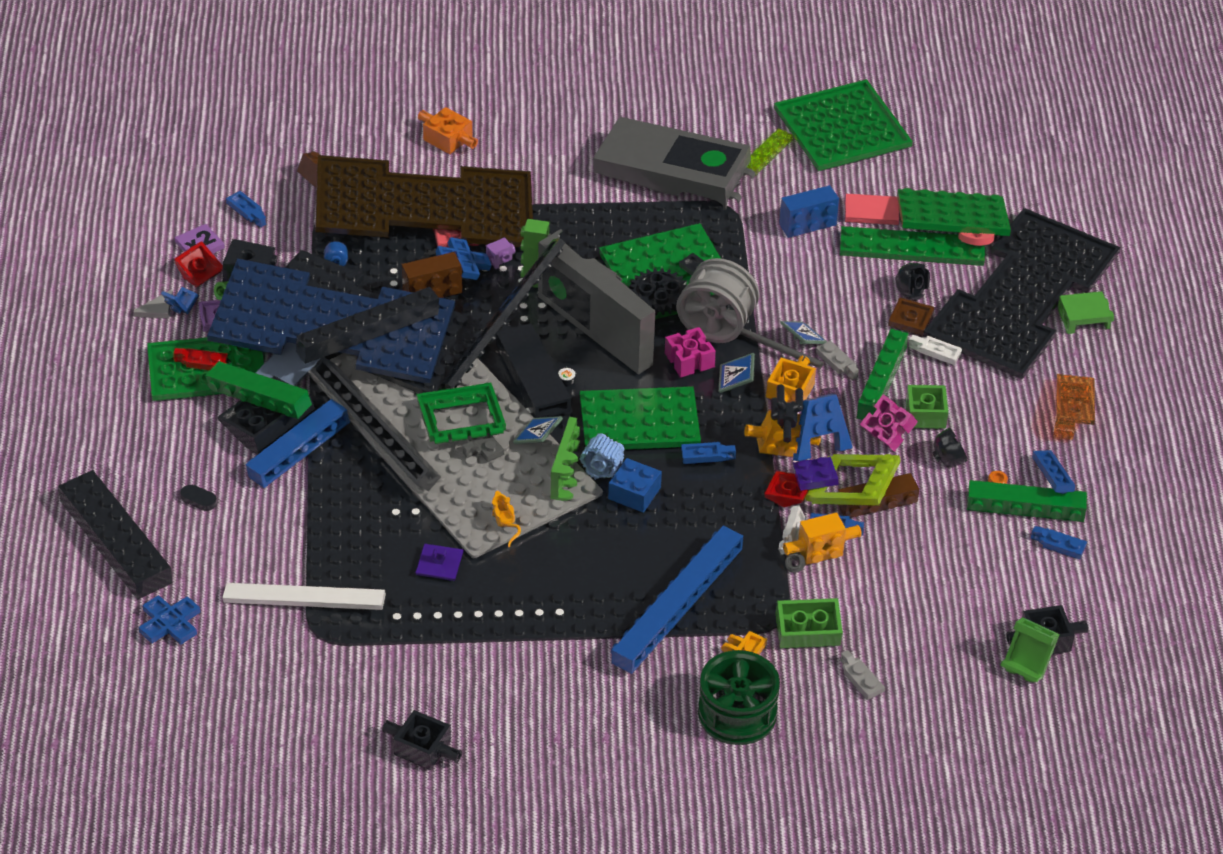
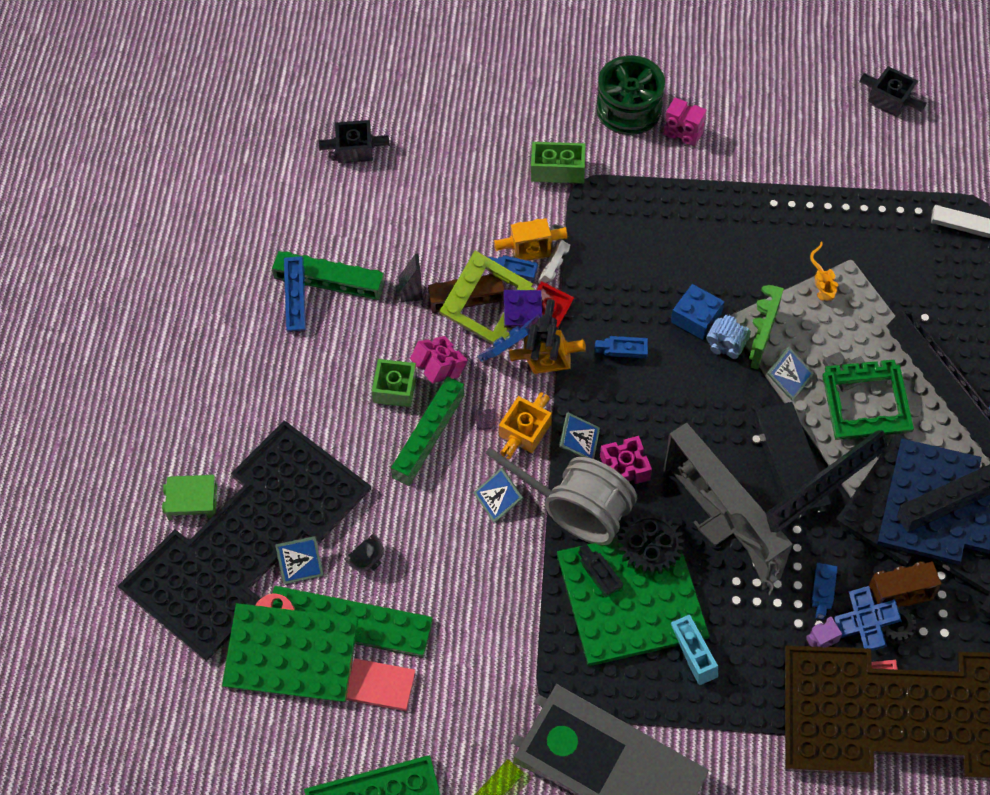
camera: 170 degrees left, 15 degrees up
(439, 562) = (882, 258): dark purple piece -> none
(499, 286) = (823, 588): none -> blue hinge
(533, 233) = (789, 585): bright green brick -> none
(567, 375) = (755, 458): tile -> none
(609, 227) = (695, 650): none -> medium azure slope
(641, 416) = (669, 395): green plate -> none
(669, 677) = (684, 121): none -> dark pink brick
(676, 599) = (668, 196): blue brick -> none
(751, 642) = (613, 153): light orange hinge -> none
(809, 211) = (458, 664): blue brick -> none
(837, 359) = (468, 465): light grey hinge -> none
(861, 676) = (519, 127): light grey hinge -> none
(911, 316) = (377, 512): reddish brown plate -> none
(935, 348) = (363, 465): white hinge -> none
(936, 489) = (410, 282): none -> black slope
(948, 449) = (385, 332): black cylinder -> none
(969, 276) = (299, 560): none -> piece
(997, 477) = (347, 308): orange tile -> none
(1030, 650) = (376, 113): bright green panel -> none
(1059, 542) = (310, 237): blue hinge -> none
(1070, 411) = (263, 356): clear orange hinge -> none

